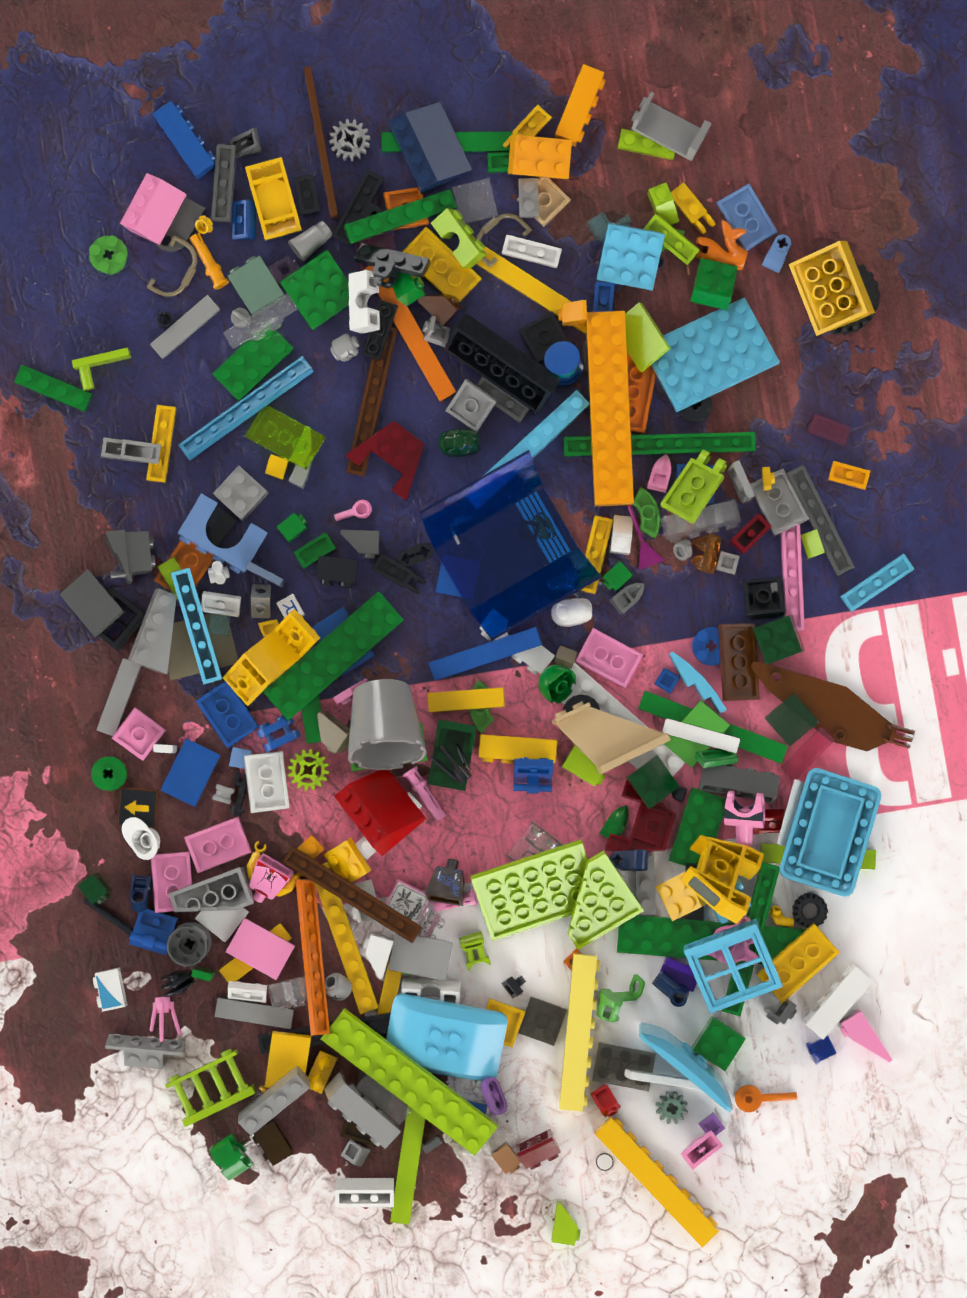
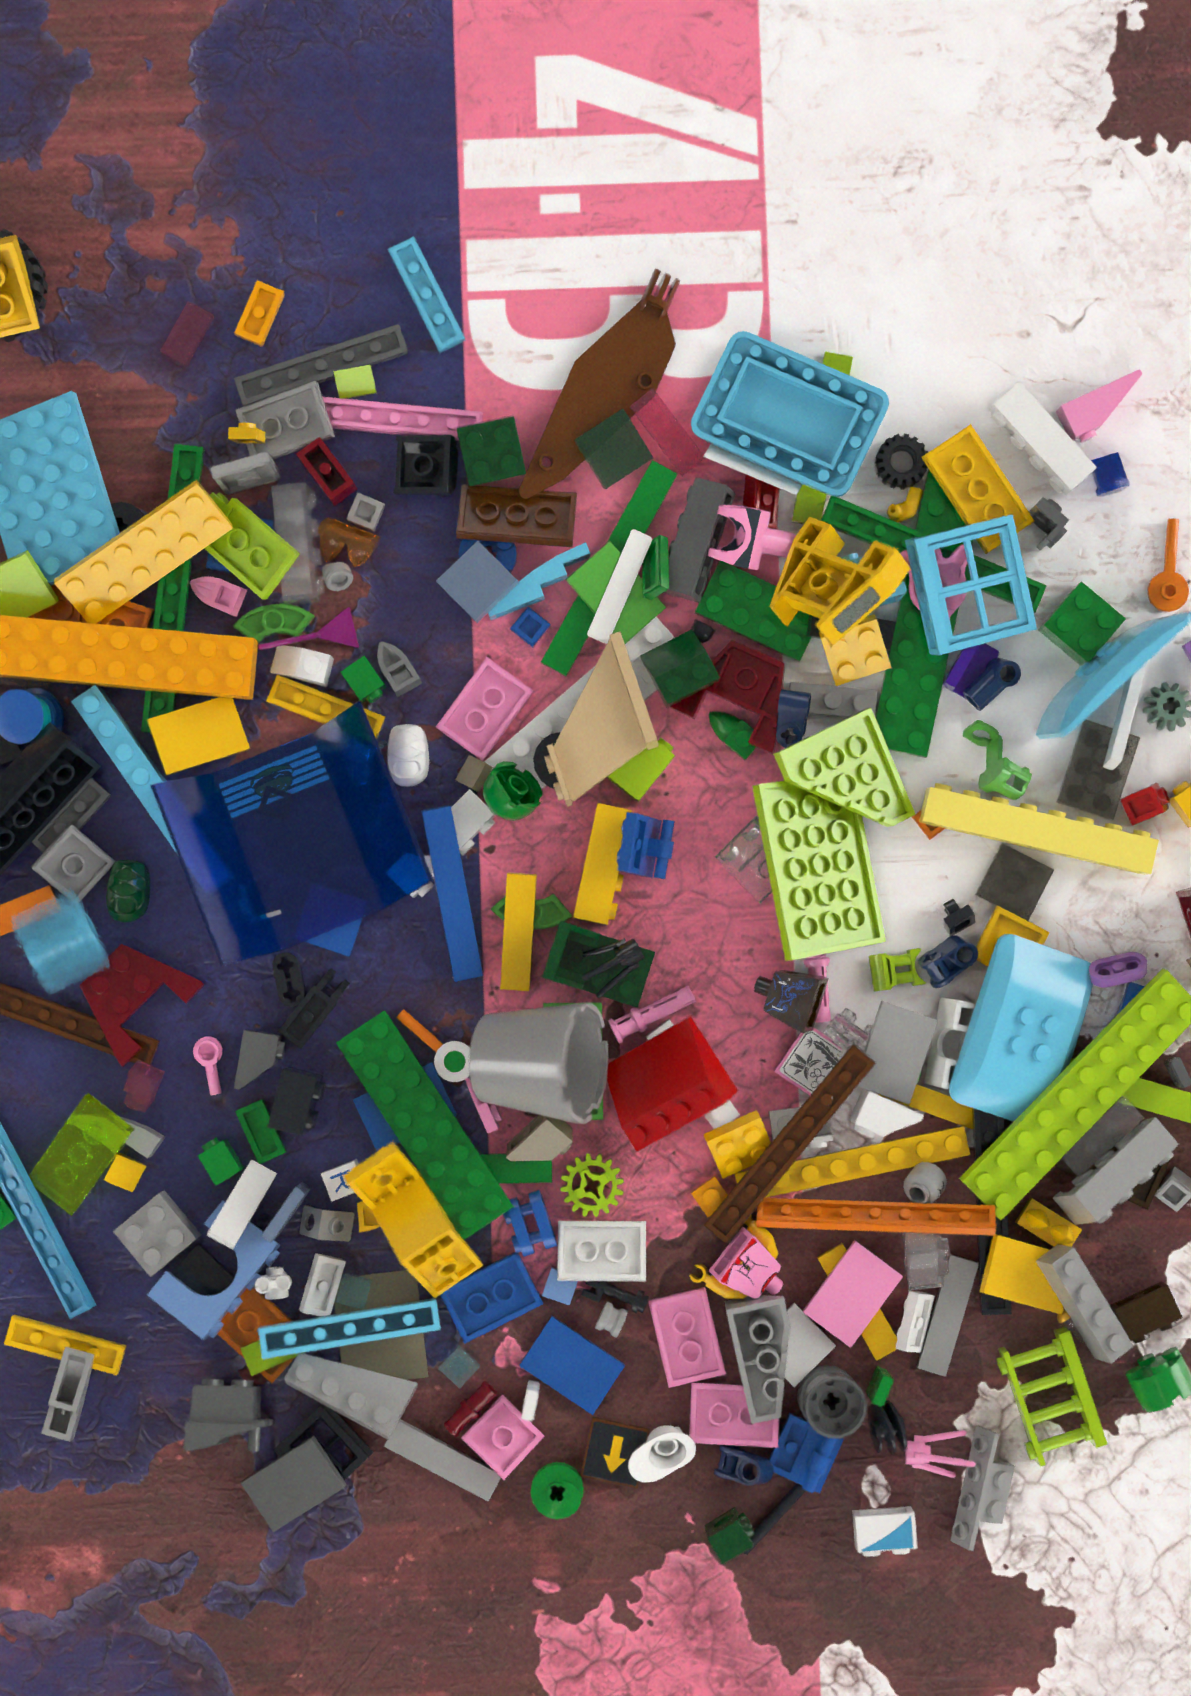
camera: 80 degrees left, 0 degrees up
(154, 710) = (470, 1408): none -> dark red pin
(180, 699) = (459, 1366): none -> clear light blue plate
(266, 545) = (241, 1204): none -> white tile
(334, 470) = (142, 1086): none -> clear pink brick
(378, 667) = (450, 1058): none -> piece
(420, 408) = (60, 941): none -> medium azure piece
(482, 981) = (945, 962): none -> dark blue piece
(566, 474) = (198, 734): none -> yellow tile
(679, 423) = (143, 553): none -> yellow plate
(691, 642) = (477, 581): none -> sand blue tile

